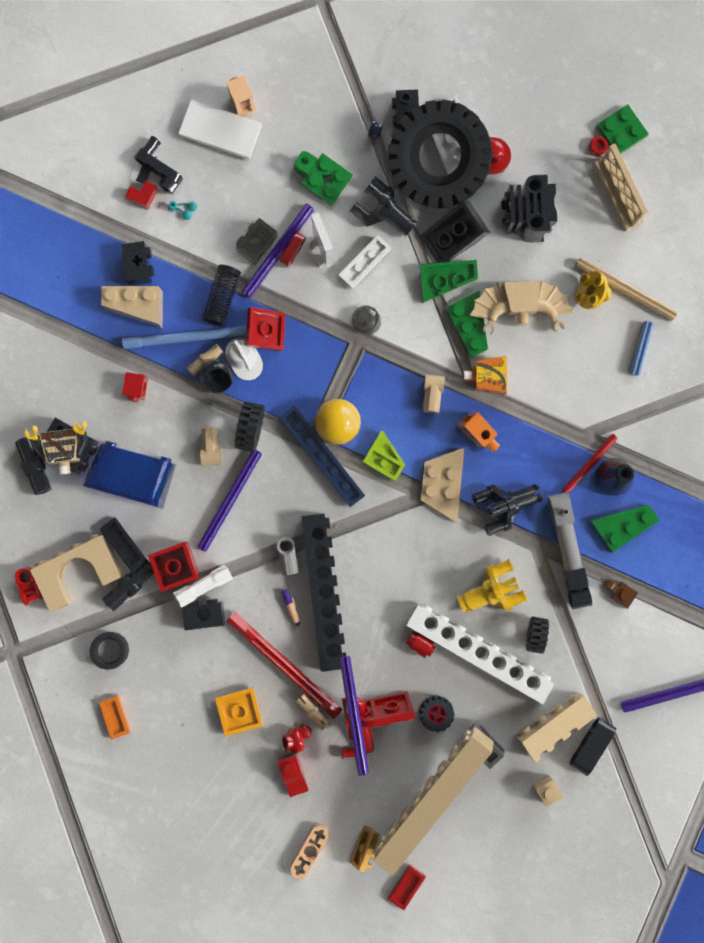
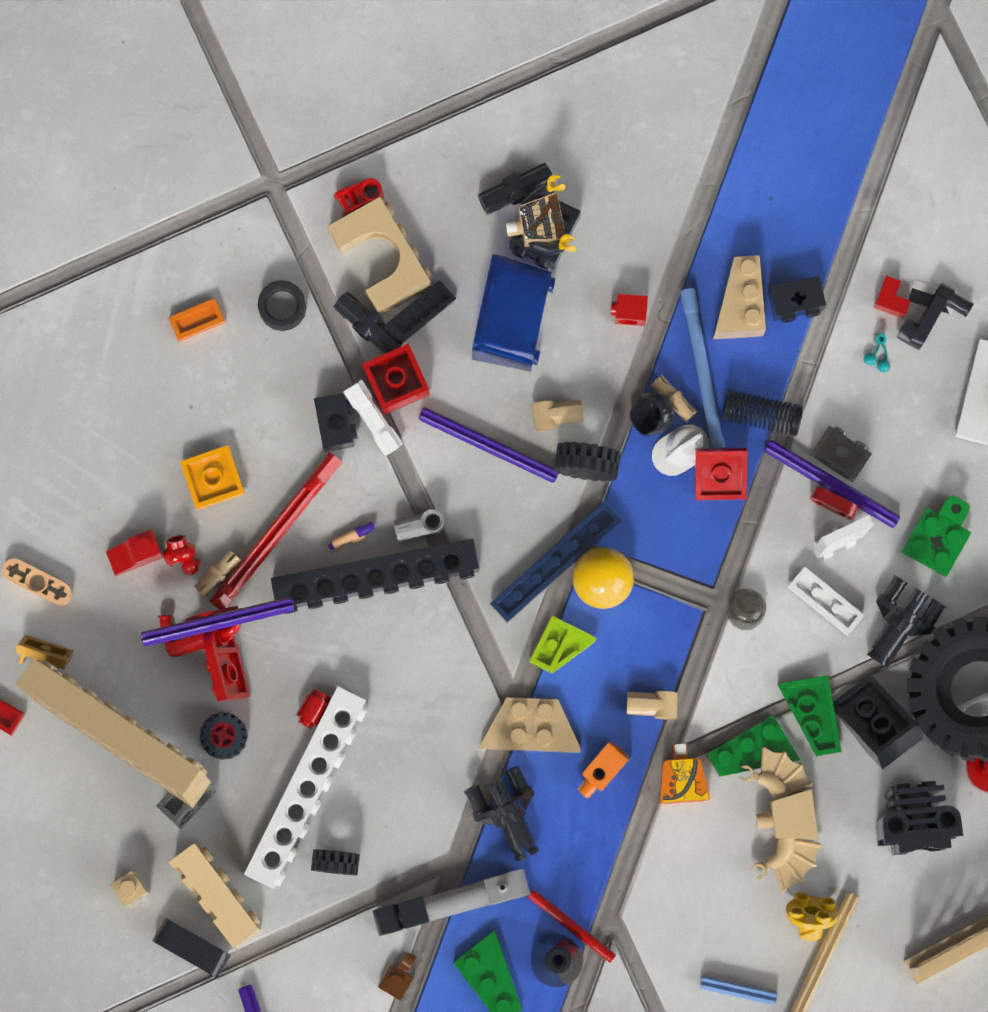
camera: 85 degrees right, 5 degrees down
(492, 591) = (390, 801): yellow wheel -> none

